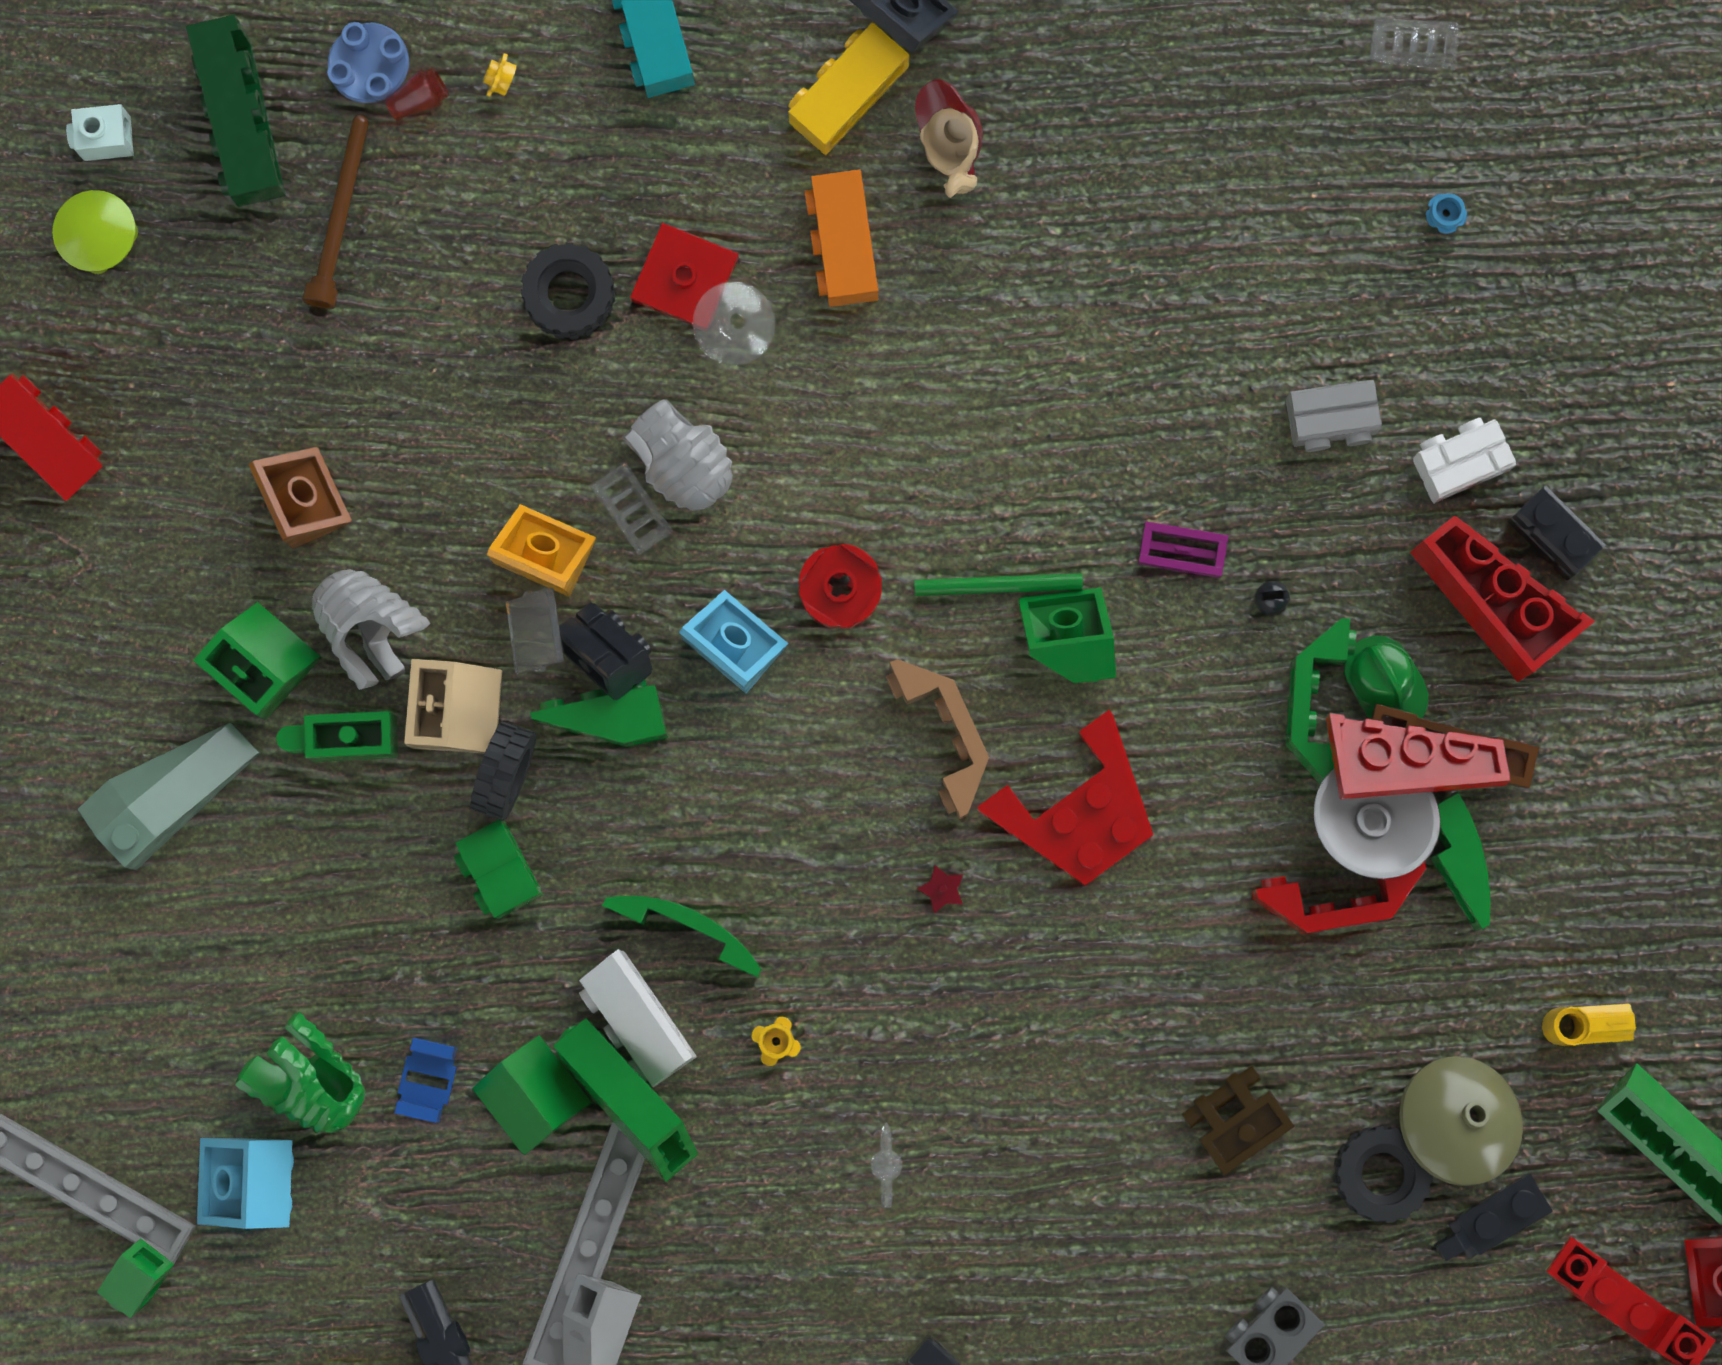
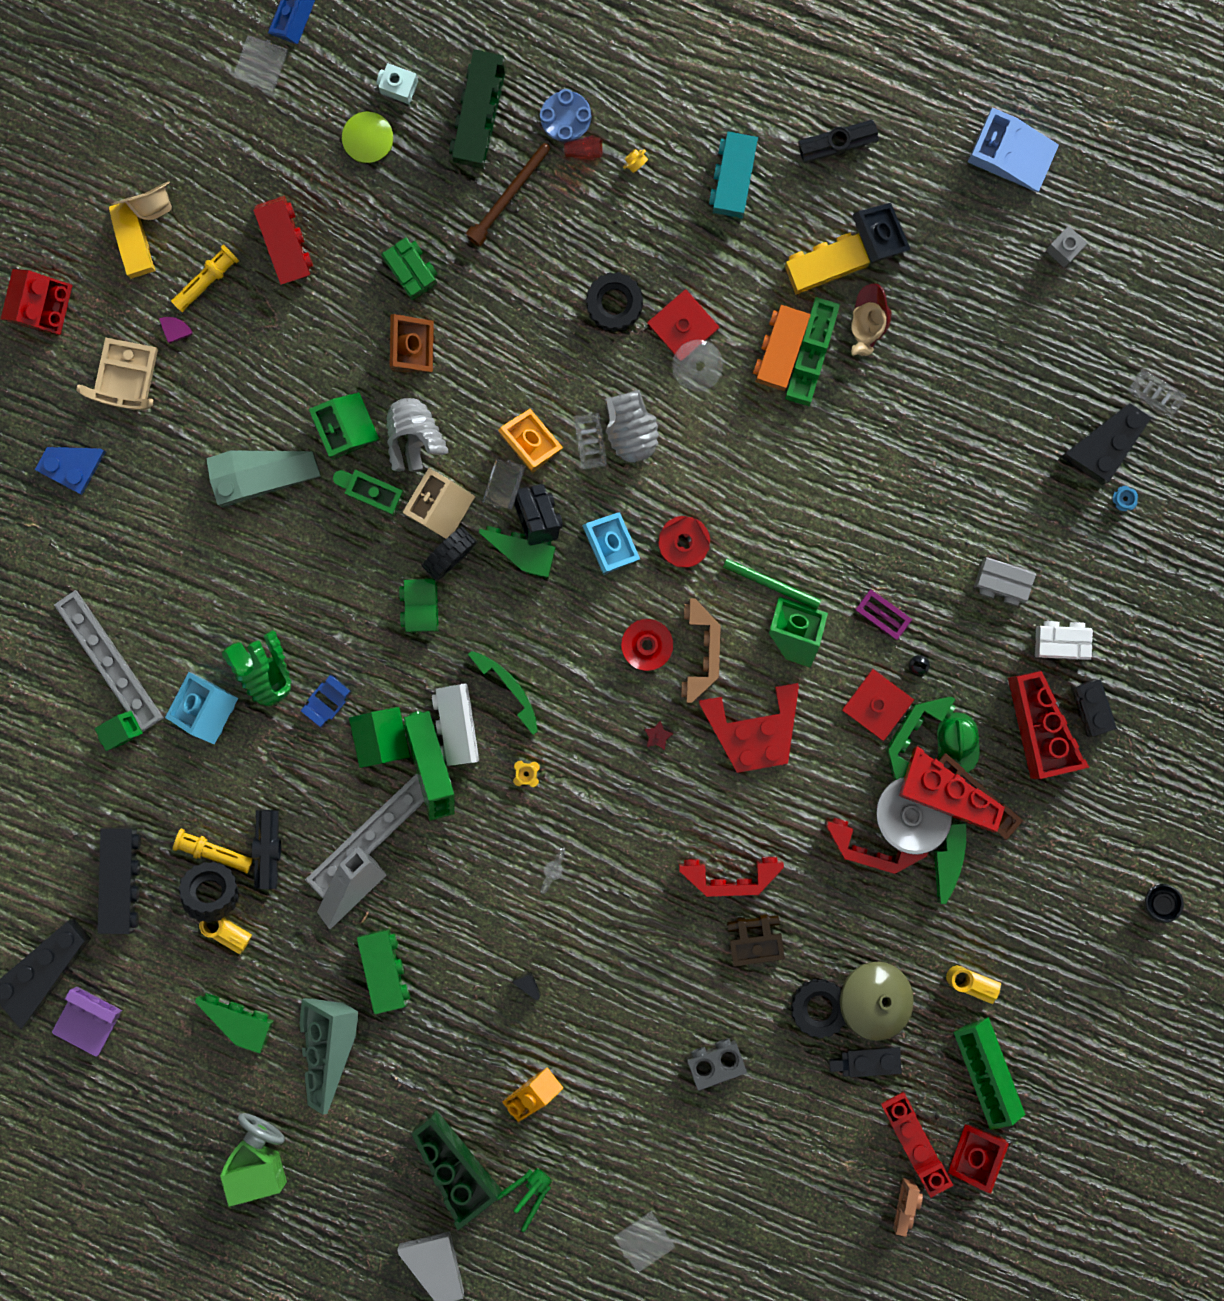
camera: 20 degrees right, 5 degrees up
(245, 387) = (409, 268): none -> green brick
(855, 740) = (661, 644): none -> red dish
(890, 223) = (812, 351): none -> green slope
(1200, 1010) = (765, 873): none -> red slope
(1241, 684) = (877, 705): none -> red plate
(1383, 148) = (1108, 445): none -> black wedge

